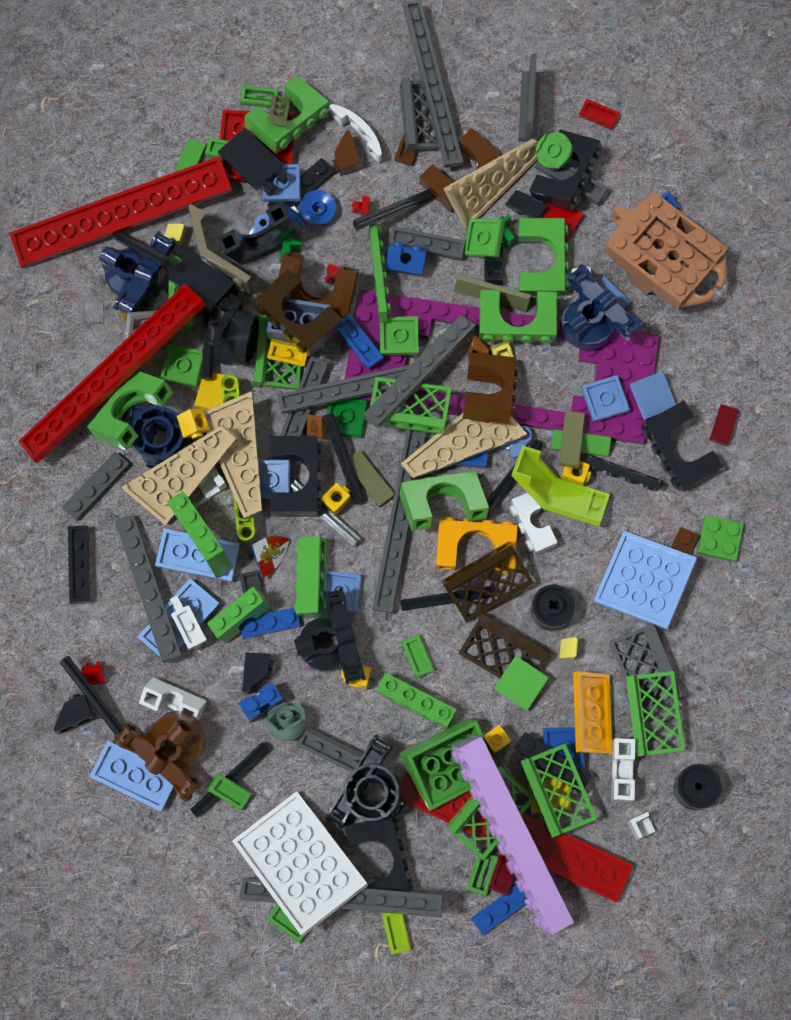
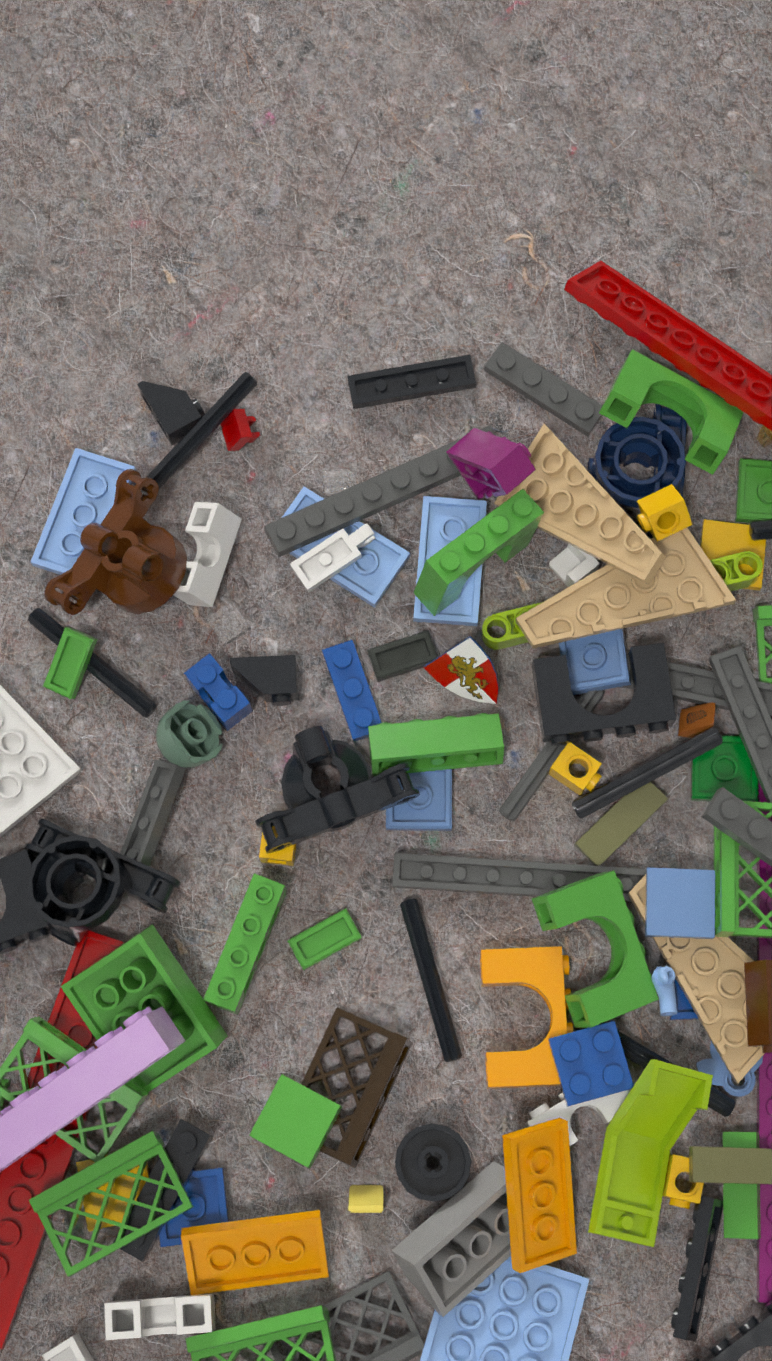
camera: 85 degrees right, 0 degrees up
(146, 518) = (490, 463): none -> magenta wedge
(249, 605) = (372, 648): bright green arch -> none
(423, 449) = (680, 903): none -> medium blue tile
(467, 466) = (663, 981): none -> light blue arm
(480, 566) = (489, 1030): dark brown fence -> none
(496, 739) = (193, 1088): yellow brick -> none
(508, 512) = (590, 1063): none -> blue plate
(577, 549) = (539, 1194): none -> light orange plate
(595, 591) = (459, 1242): none -> light grey slope

